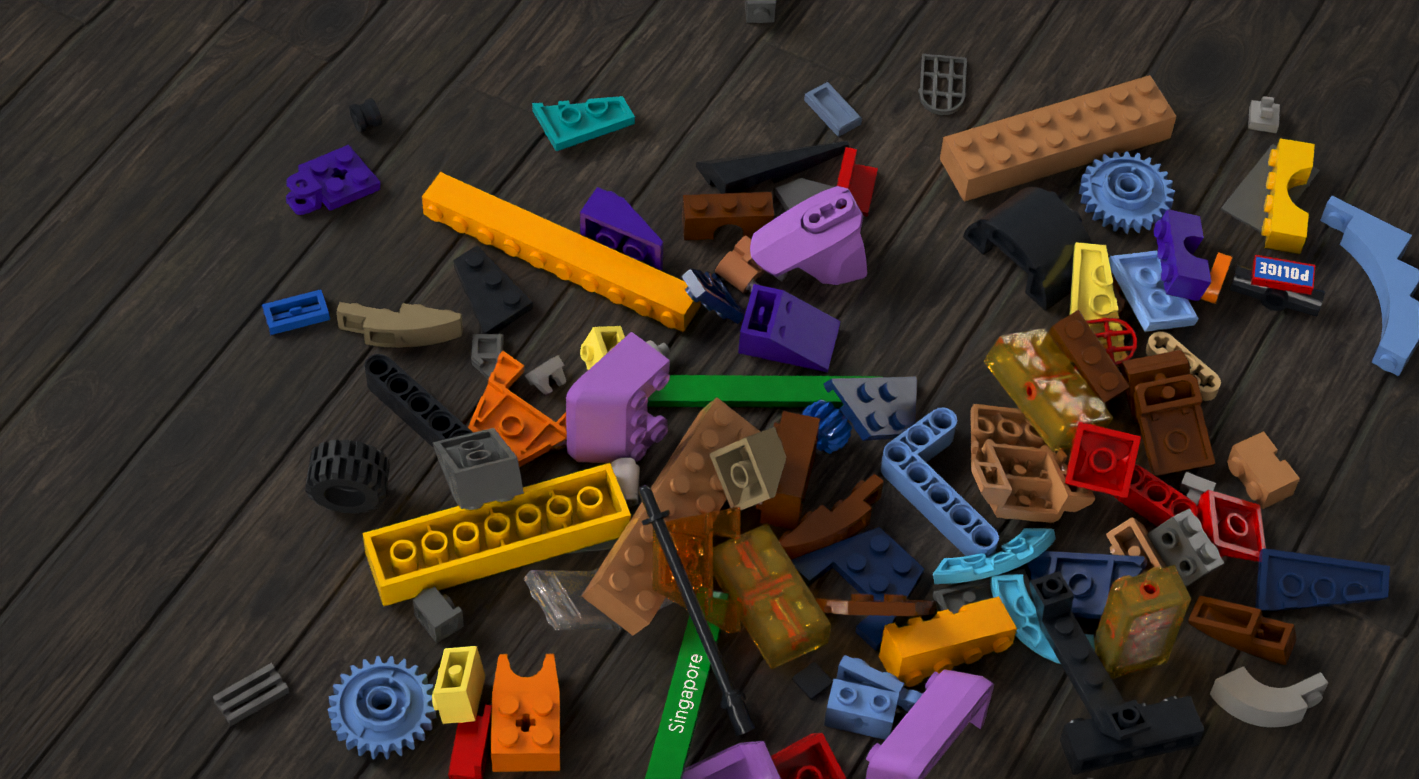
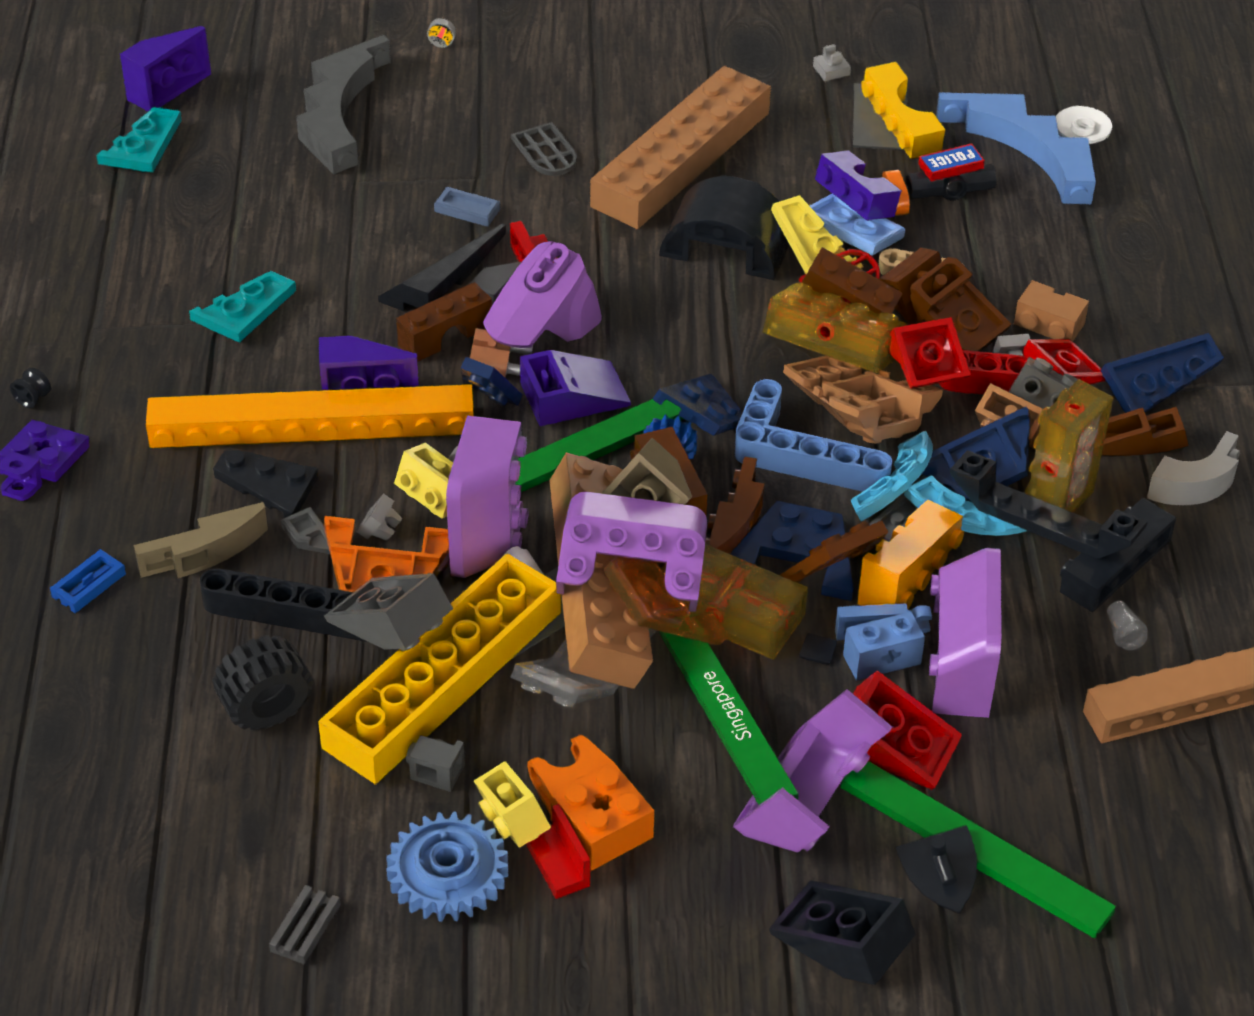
camera: 30 degrees left, 10 degrees down
(706, 507) = (636, 531): none -> medium lavender windscreen
(731, 697) = (766, 691): black bar -> none
(1126, 191) = (772, 160): medium blue gear -> none

